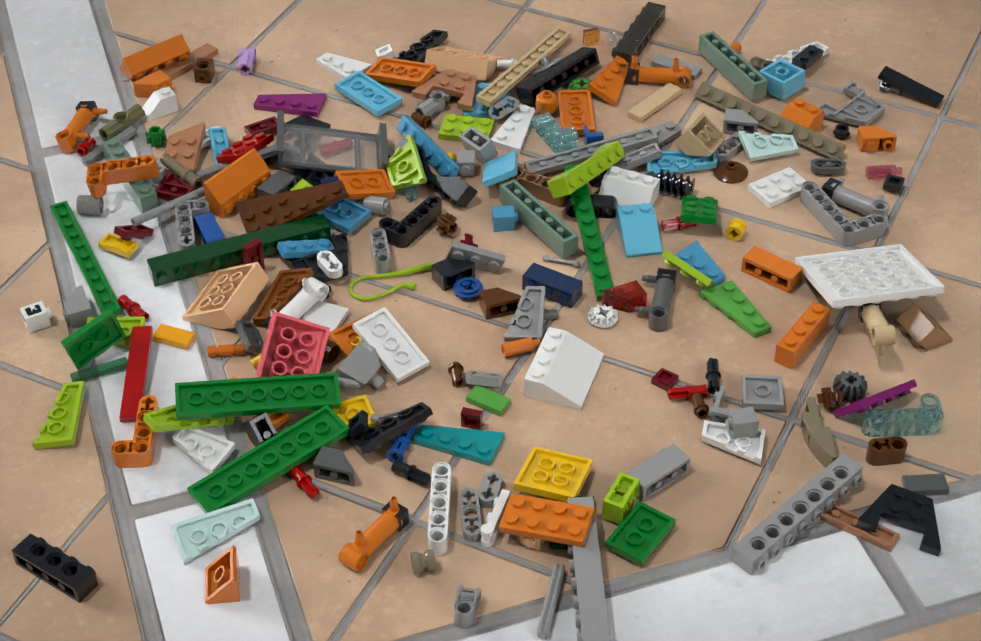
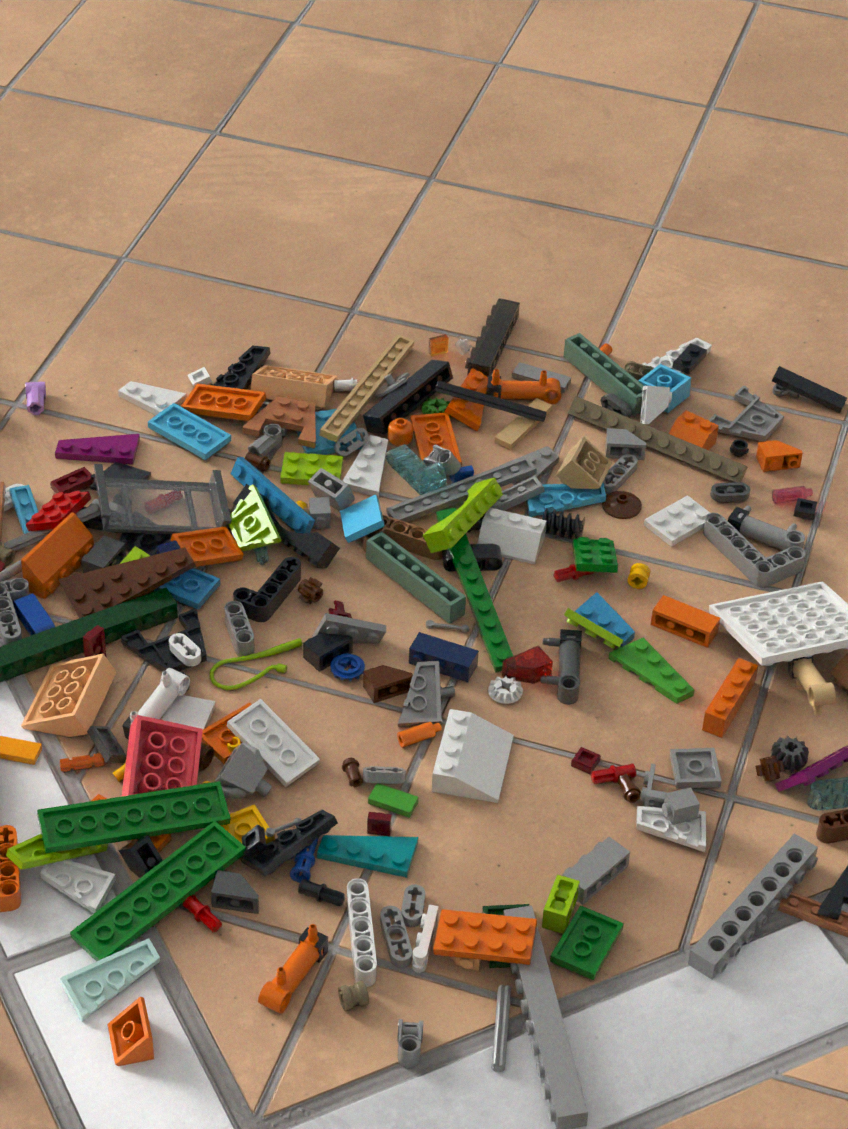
camera: 10 degrees left, 0 degrees up
(281, 292) = (134, 687): dark orange wing -> none
(303, 248) = (150, 631): dark azure plate -> none
(377, 205) = (226, 571): light grey brick -> none
(504, 218) = (375, 579): dark azure brick -> none
(553, 474) = (481, 882): yellow plate -> none
(581, 125) = (445, 457): none -> light grey piece
(627, 81) = (491, 401): none -> black axle
(638, 230) = (530, 583): medium azure slope -> none
(713, 375) = (639, 752): black axle -> none
(737, 90) = (614, 403): none -> dark grey beam
(767, 146) = (658, 471): light aqua wing -> none
(769, 88) = (654, 402): none -> white slope
(816, 436) = (761, 814): dark tan slope -> none

